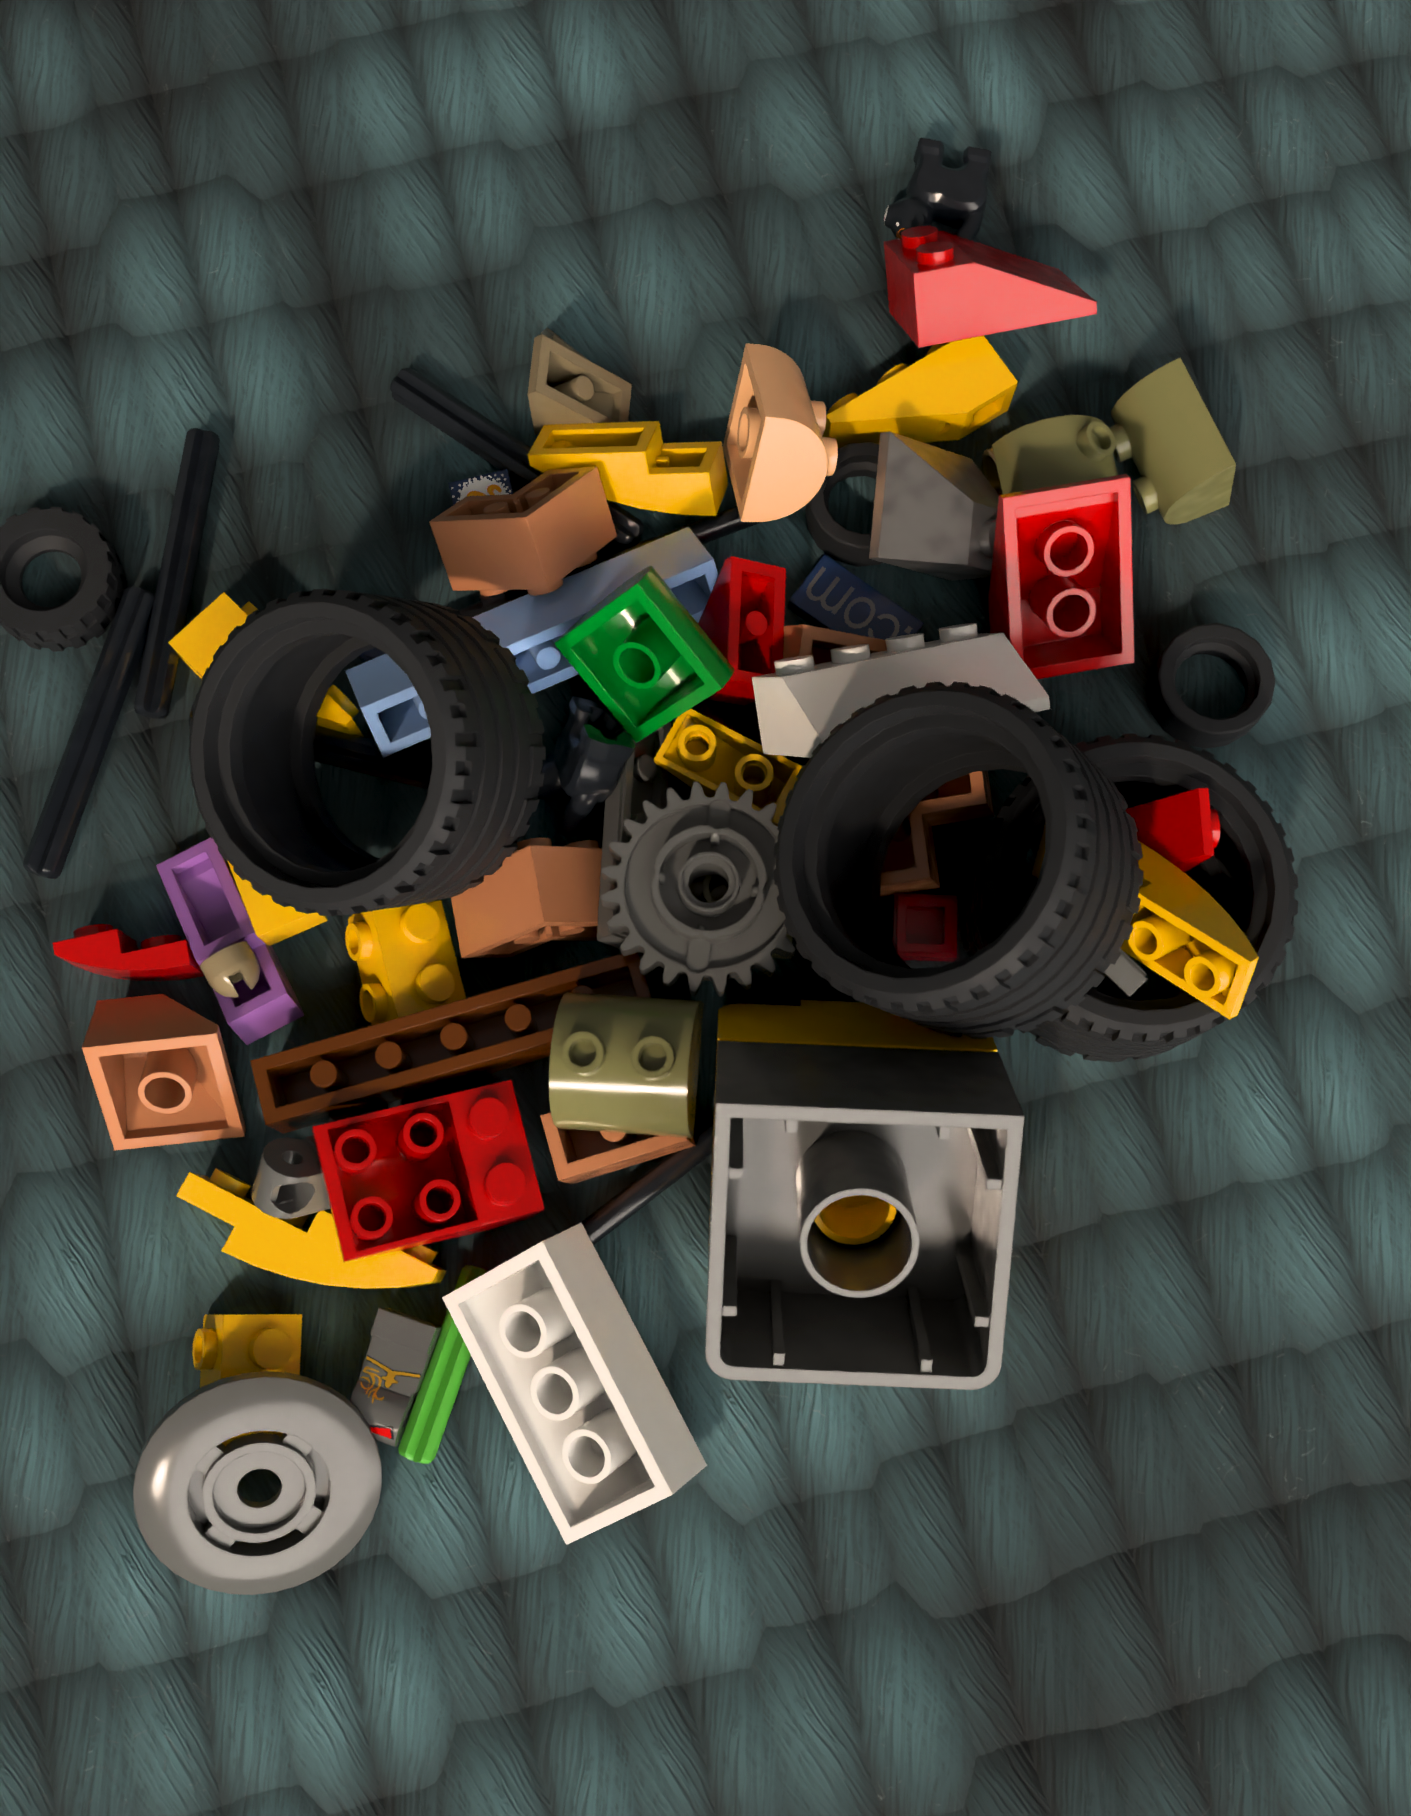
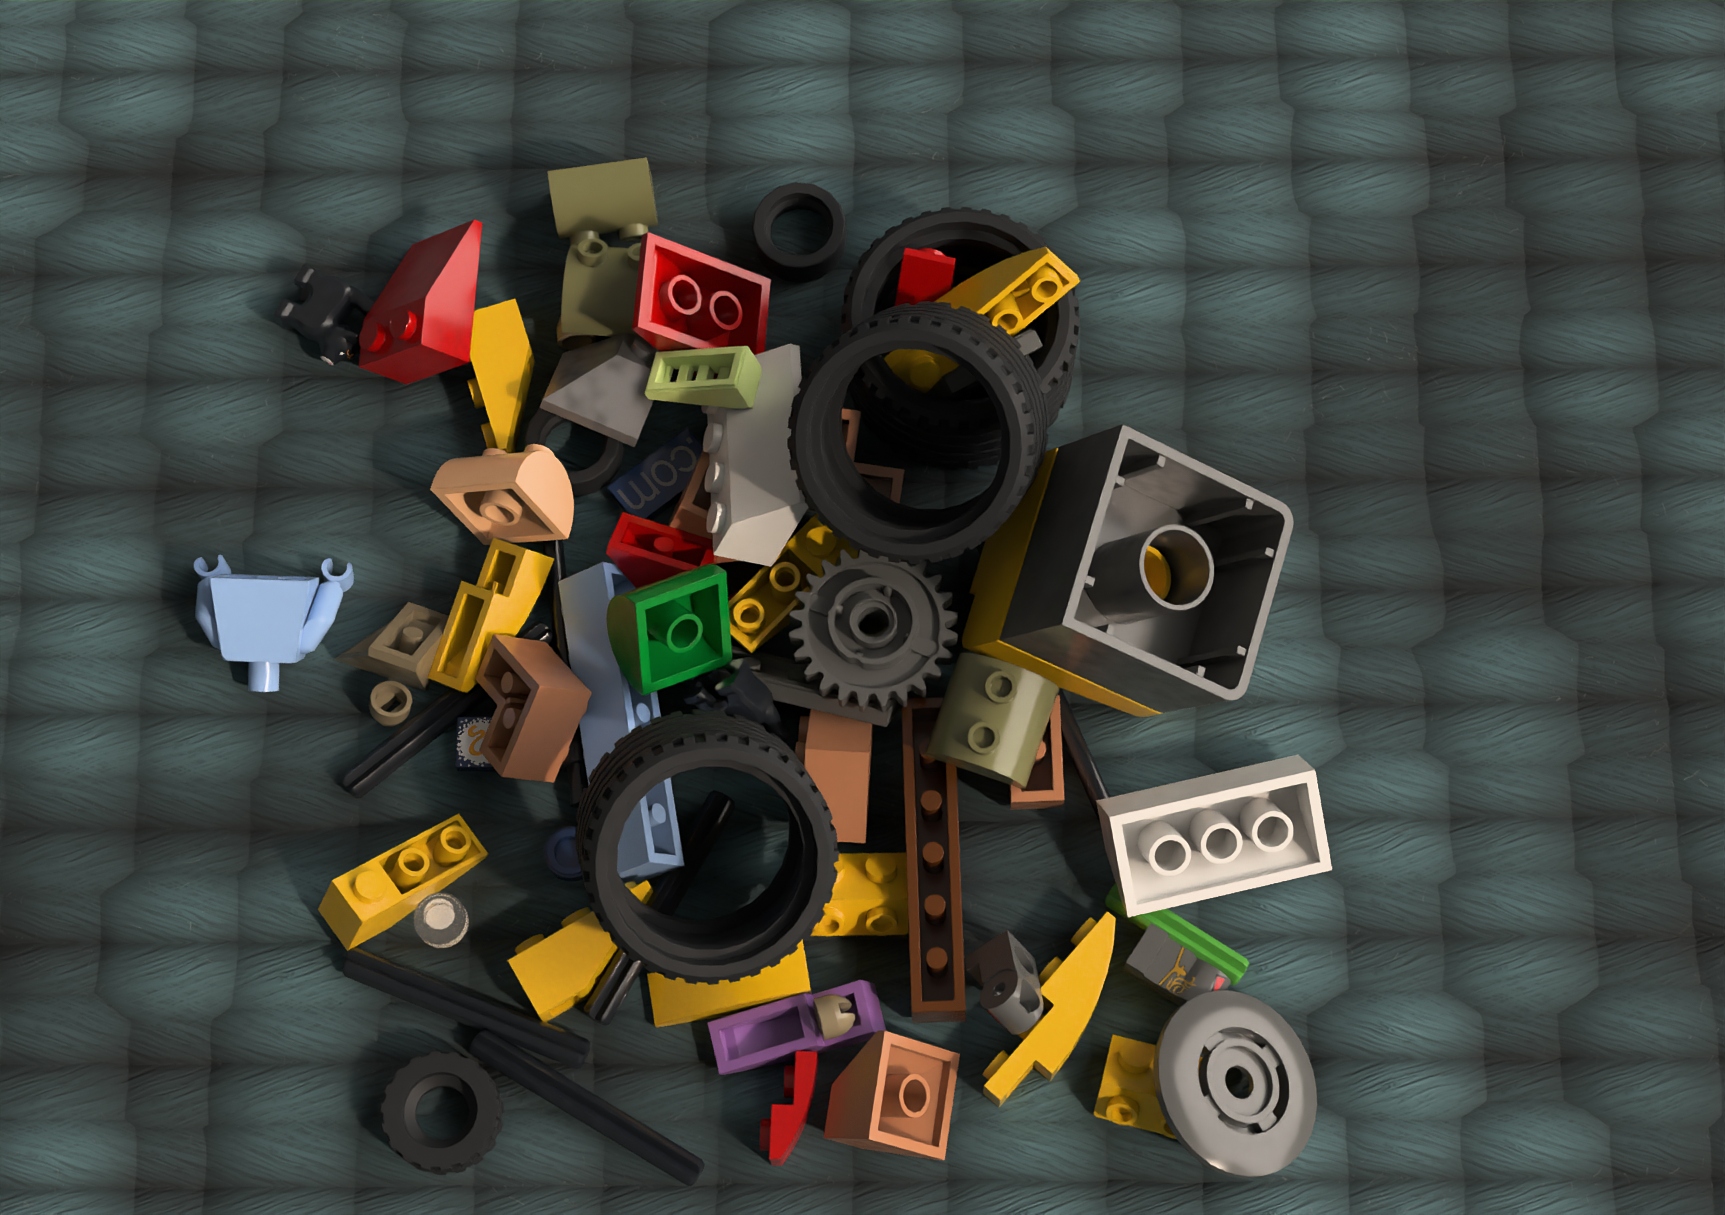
camera: 70 degrees left, 5 degrees down
(273, 520) = (441, 920): none -> clear tile
(304, 462) = (395, 882): none -> yellow slope
(428, 1171) = (1031, 894): red slope -> none
(506, 384) = (383, 697): none -> dark tan hinge
(566, 237) = (267, 616): none -> light blue torso
(924, 926) = (930, 488): dark red tile -> none
(969, 644) = (733, 388): none -> yellowish green slope

